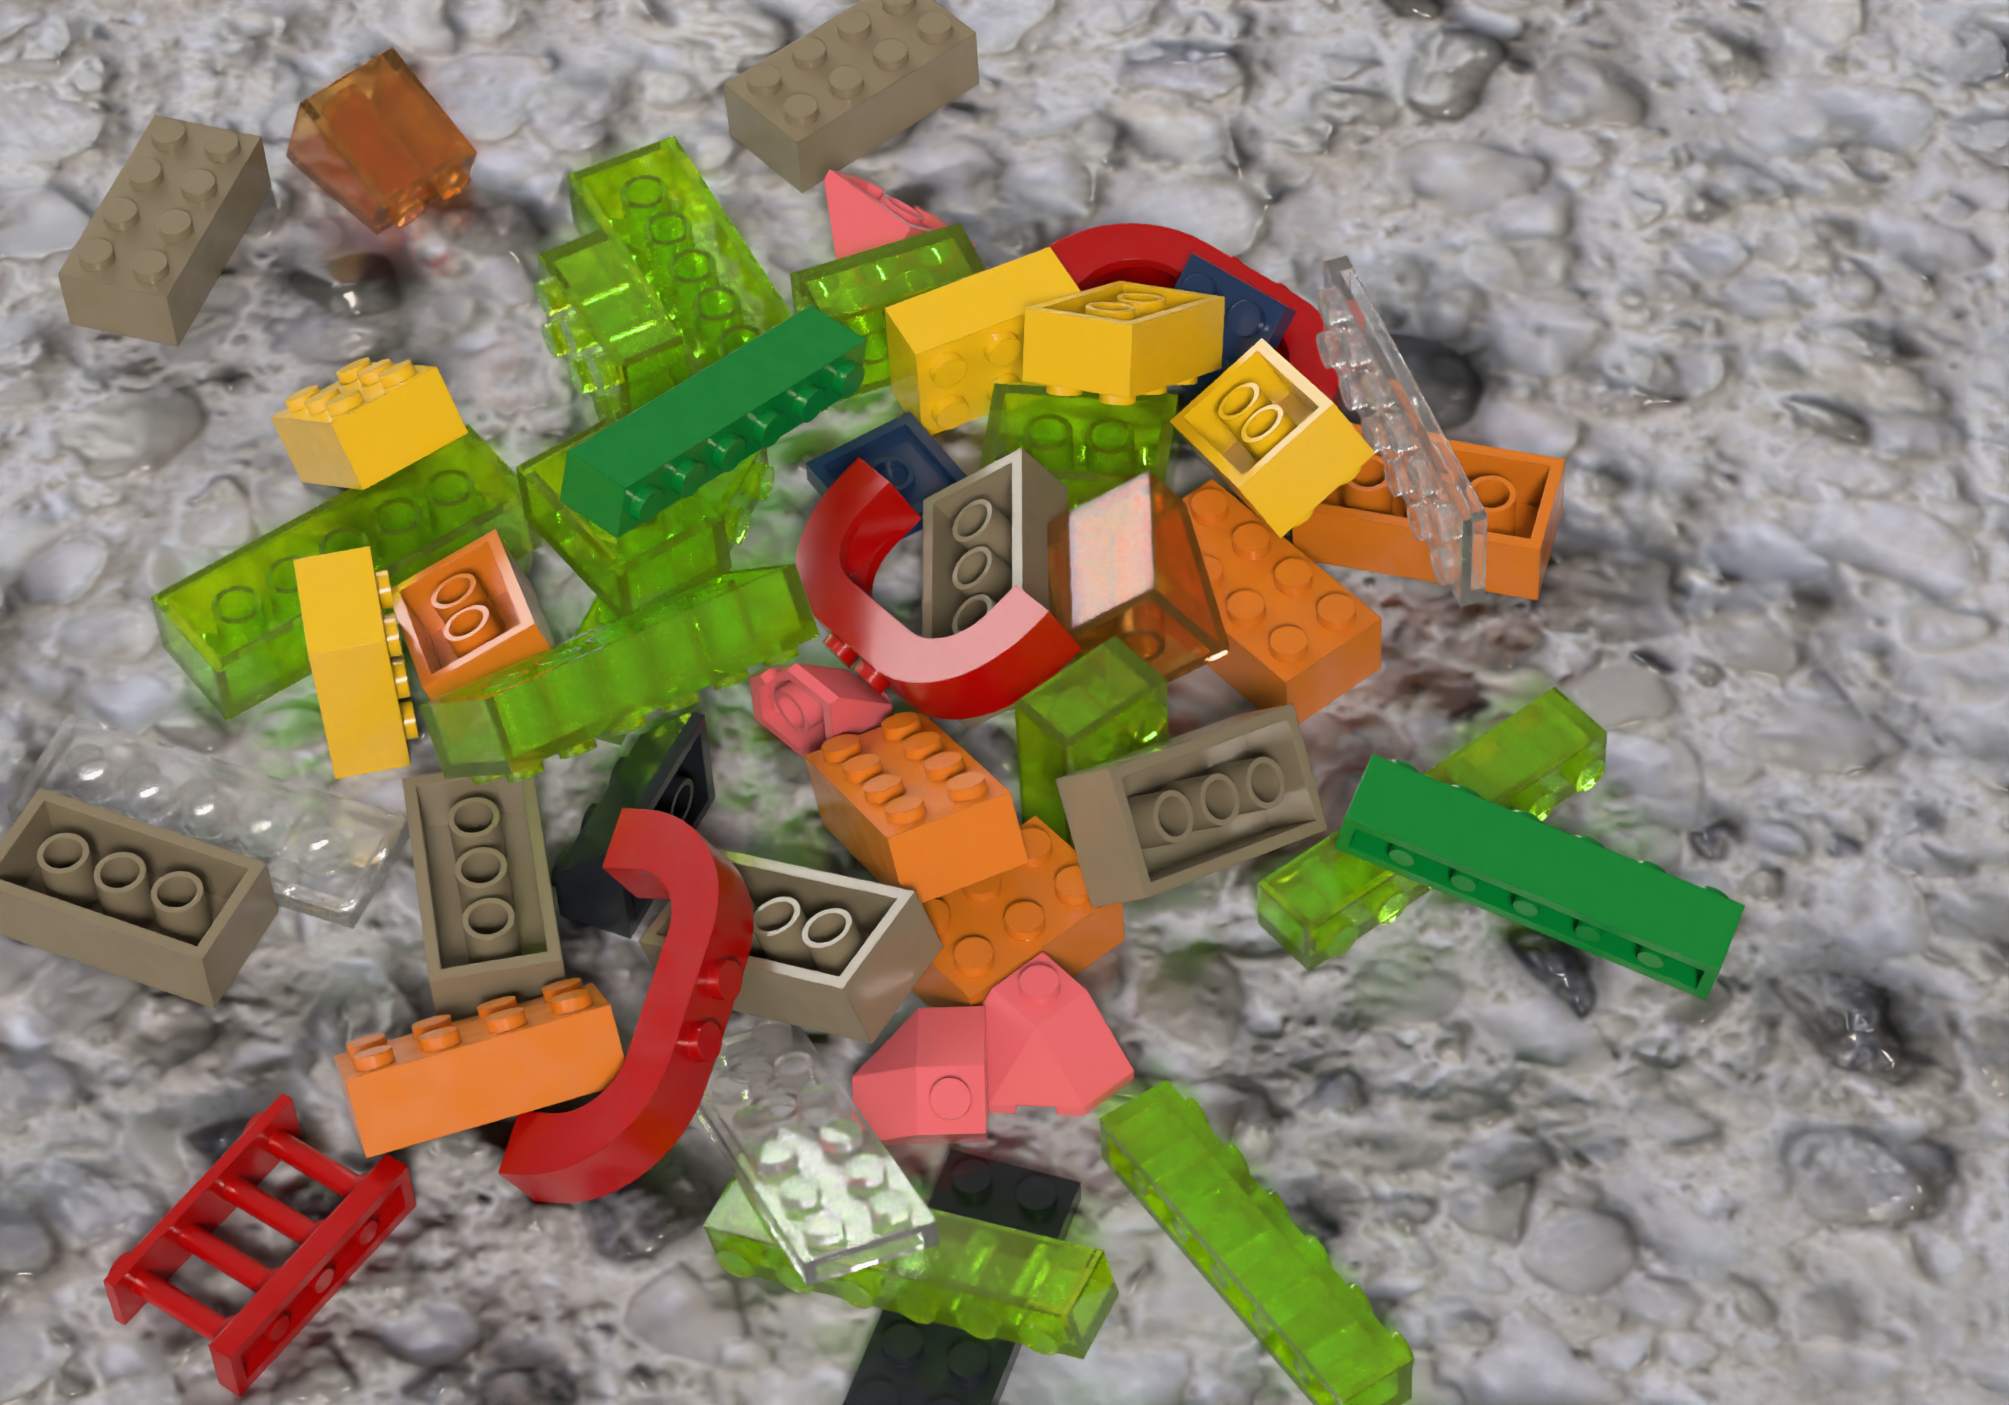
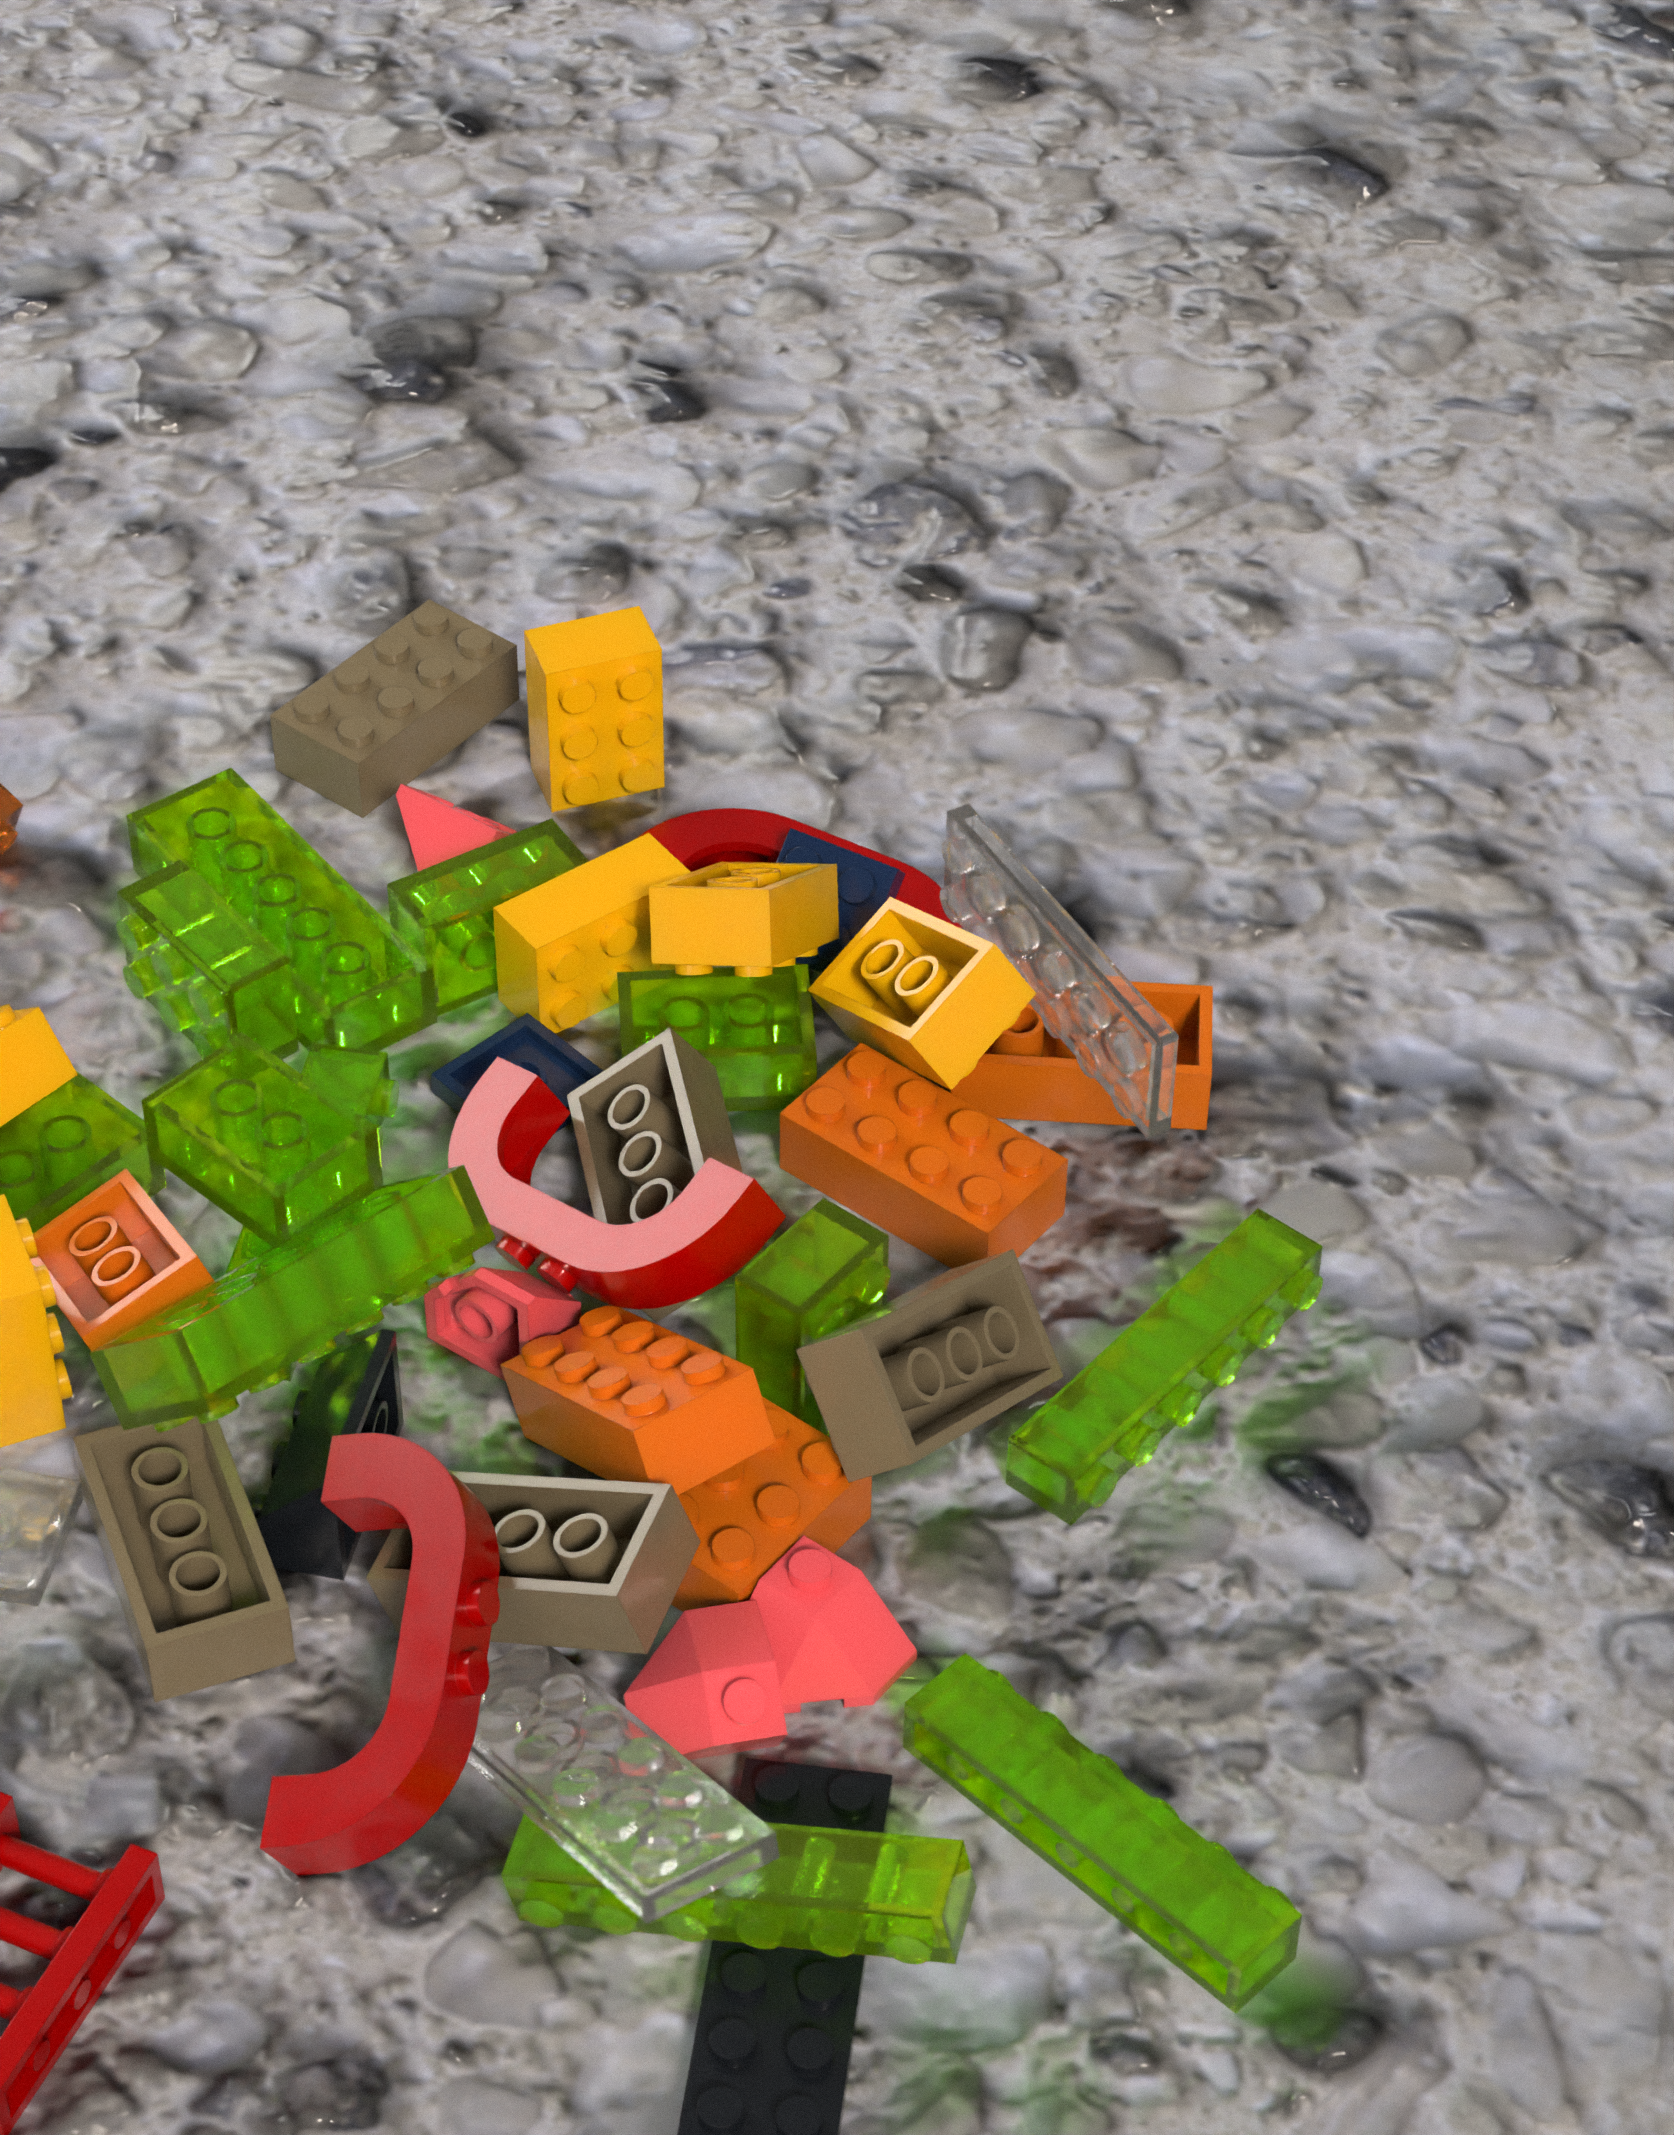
camera: 15 degrees left, 5 degrees down
(479, 1066) = (217, 1735): orange brick -> none
(712, 421) = (343, 1033): green brick -> none
(1033, 109) = (595, 708): none -> yellow brick
(1137, 574) = (811, 1136): clear orange slope -> none
(1539, 876) = (1297, 1396): green brick -> none

